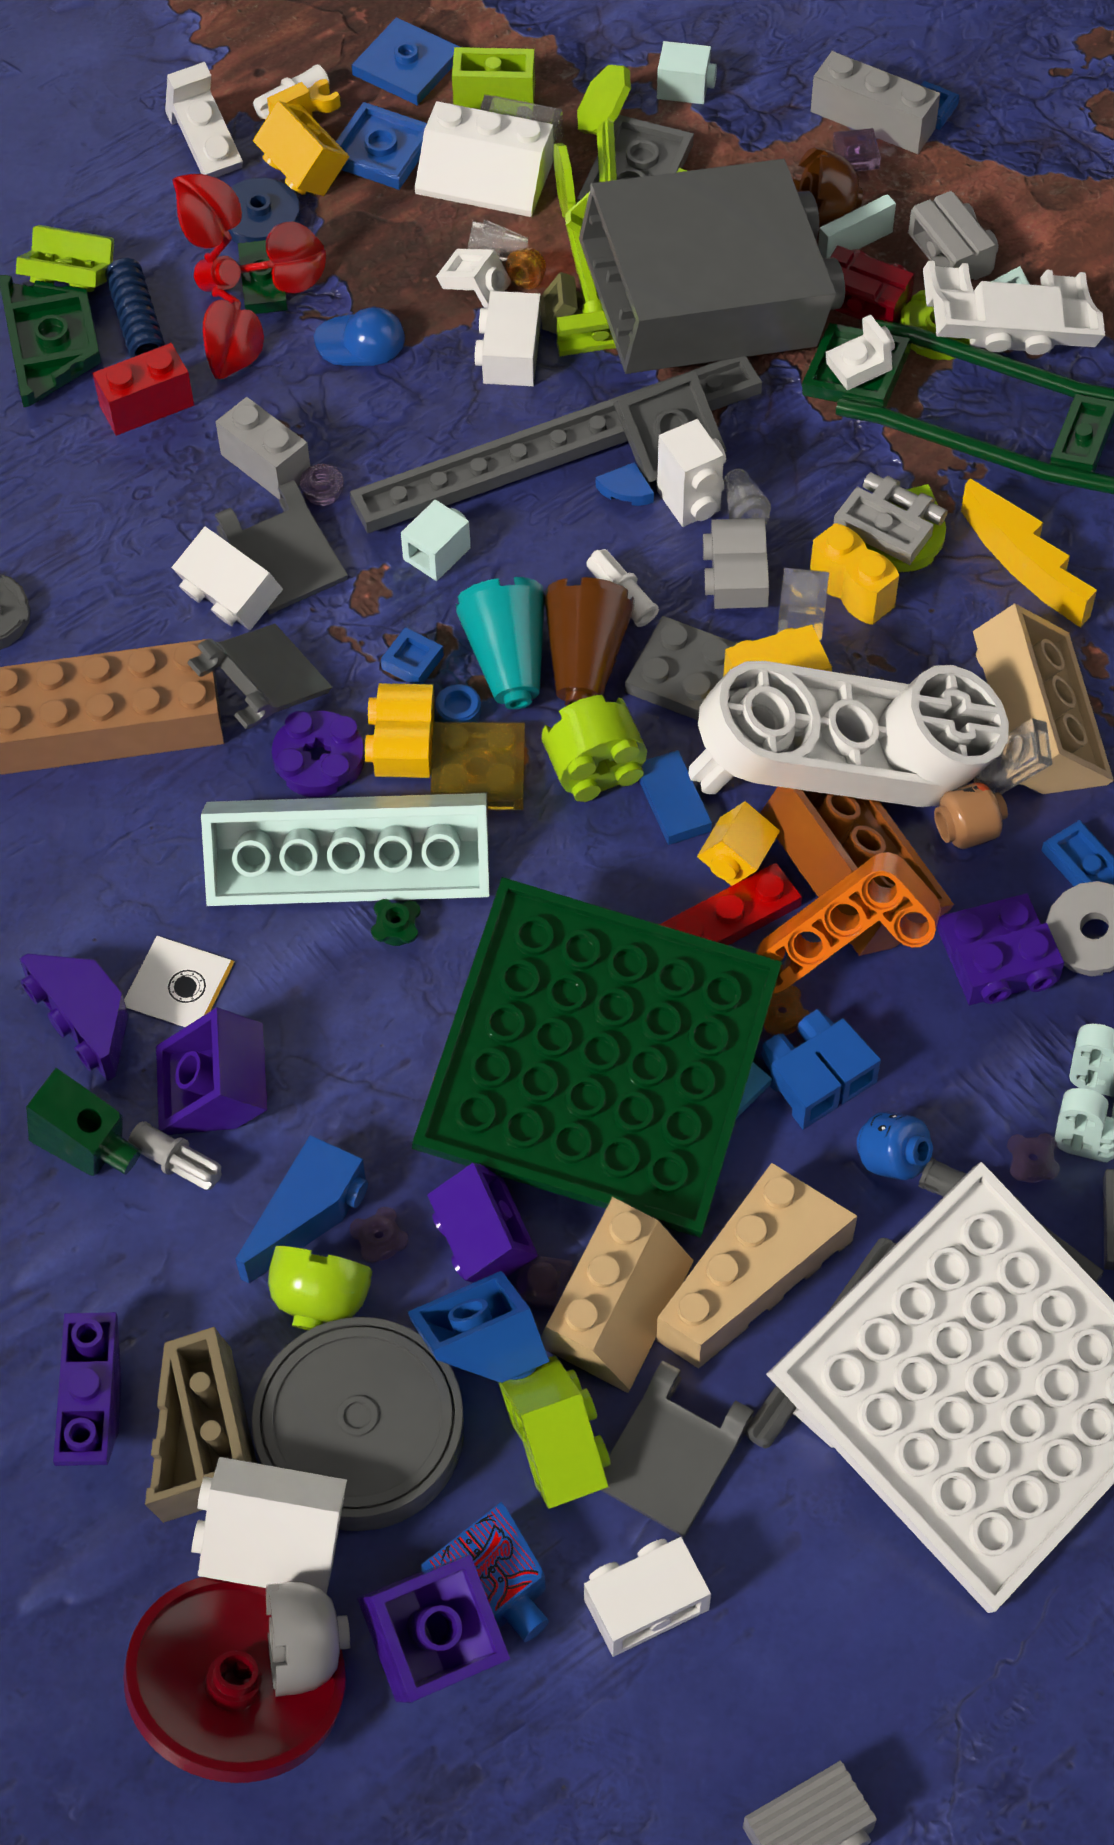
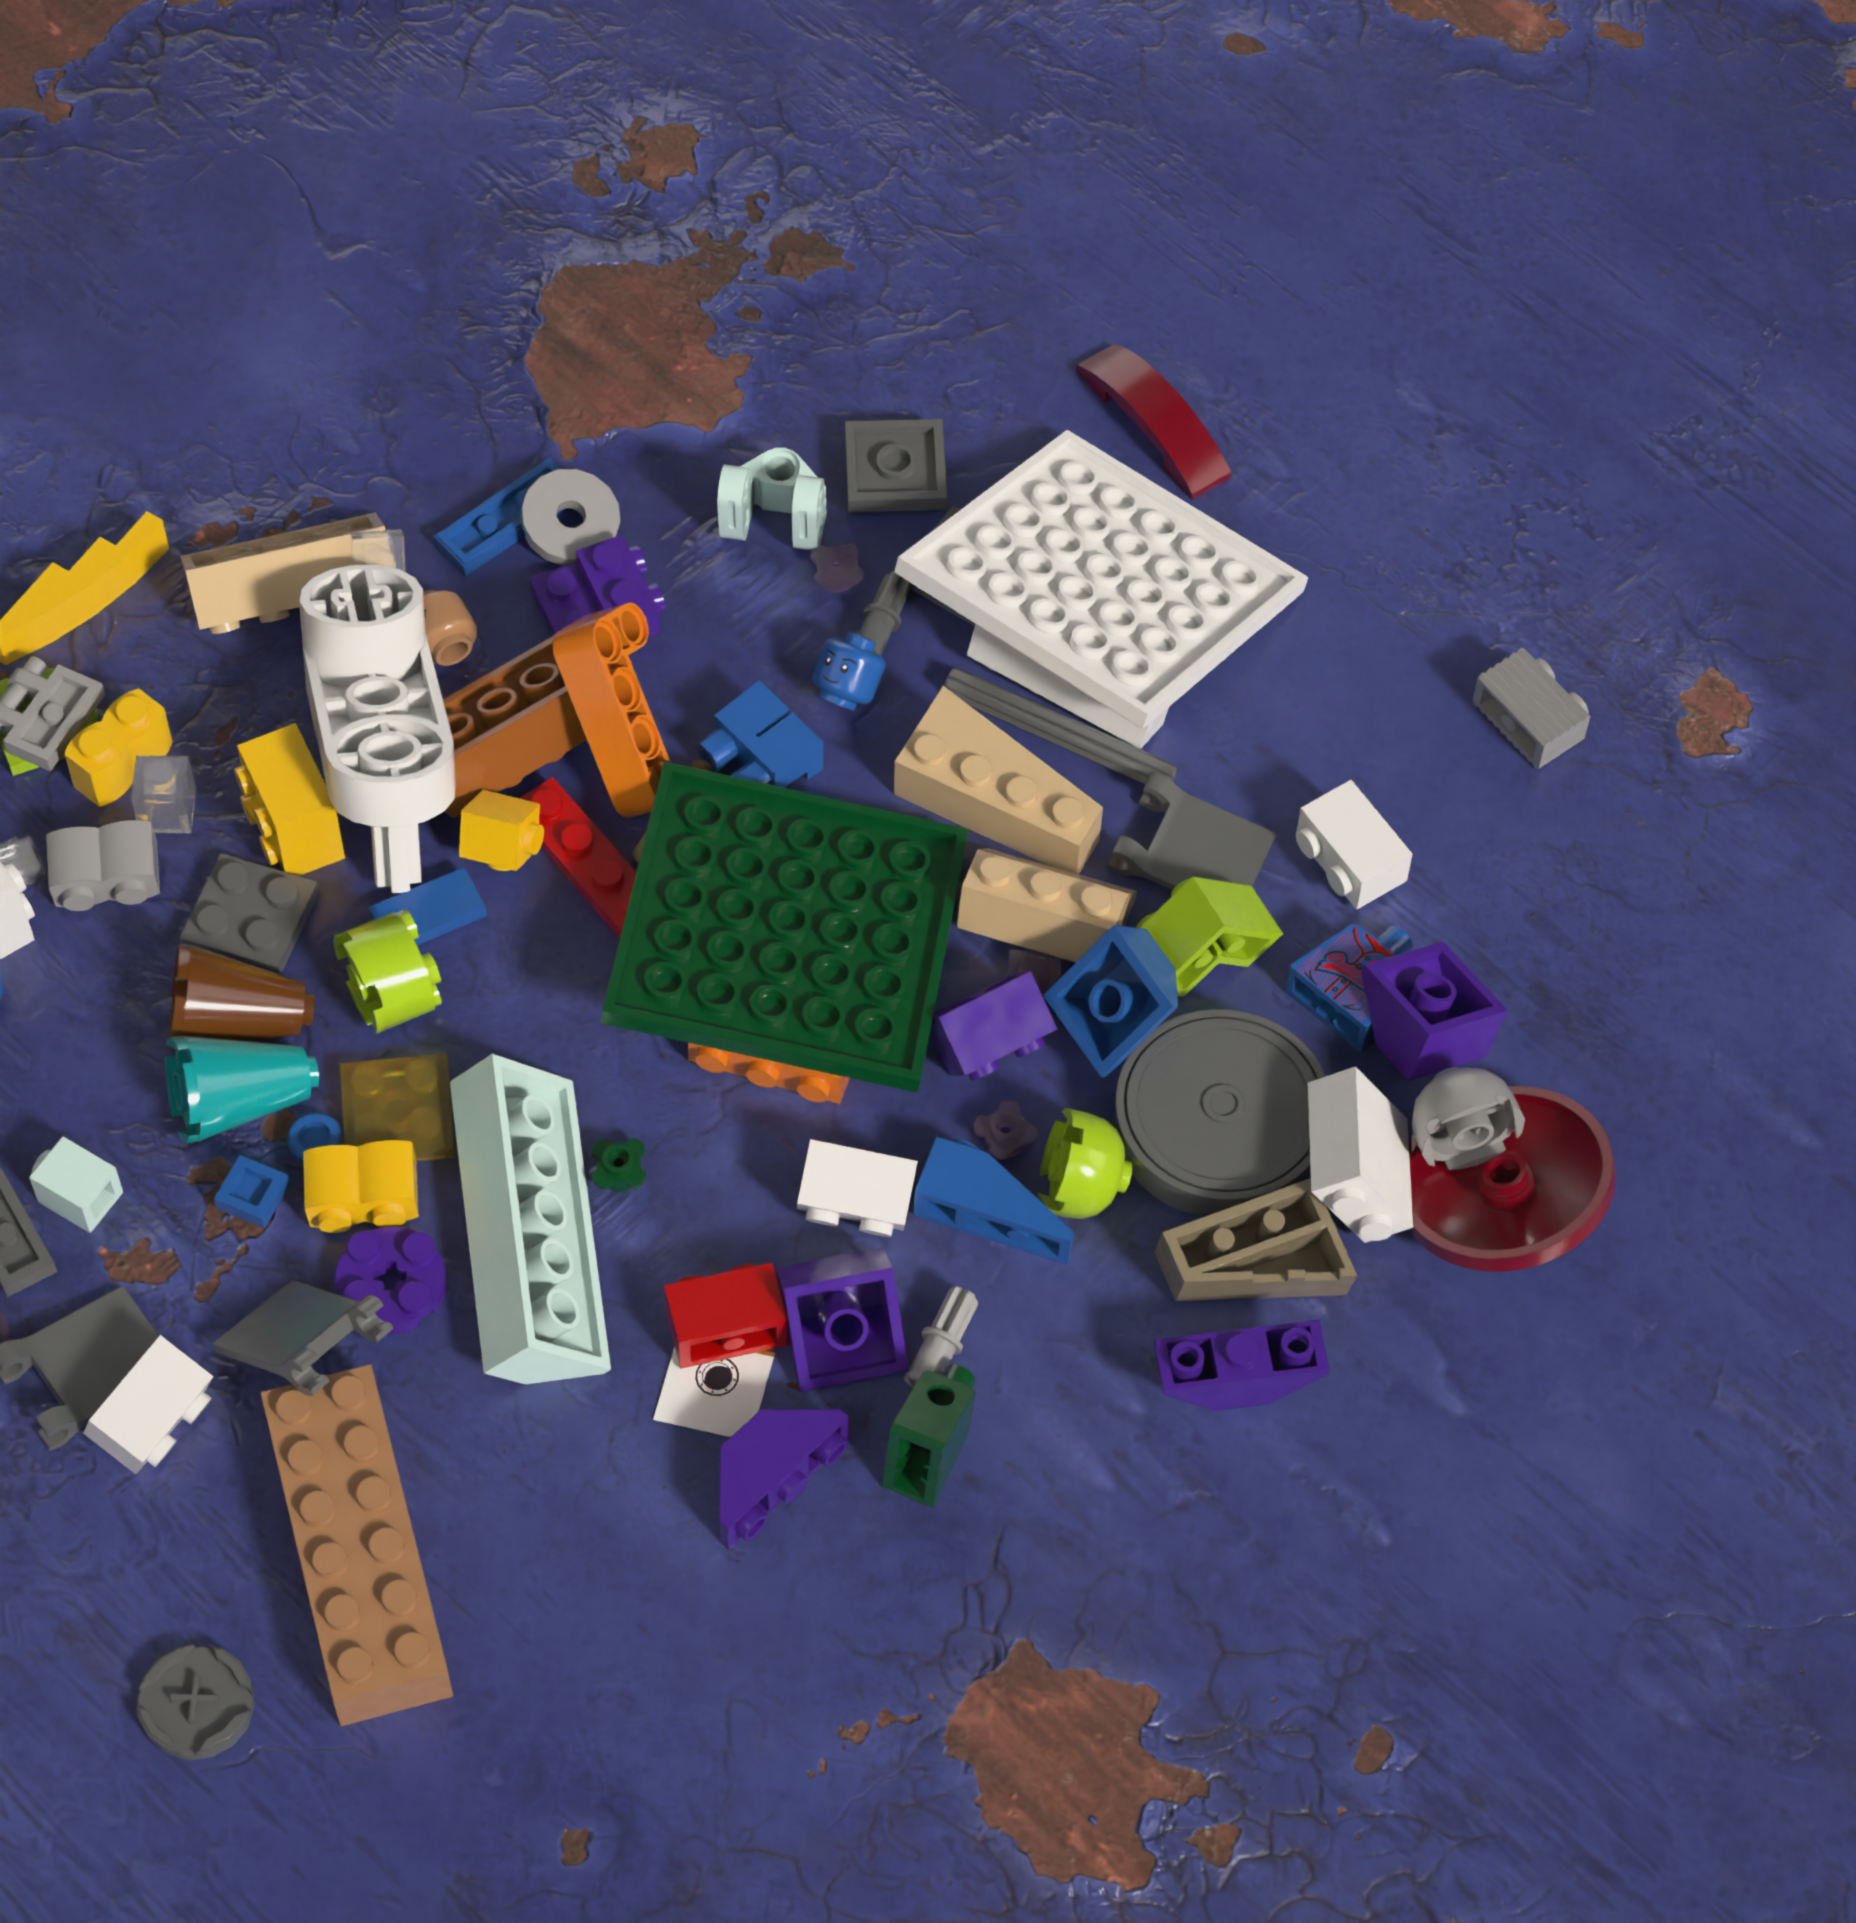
camera: 100 degrees left, 0 degrees up
(229, 974) = (726, 1314): none -> red brick
(331, 1093) = (856, 1187): none -> white brick
(605, 567) = (134, 985): white axle -> none

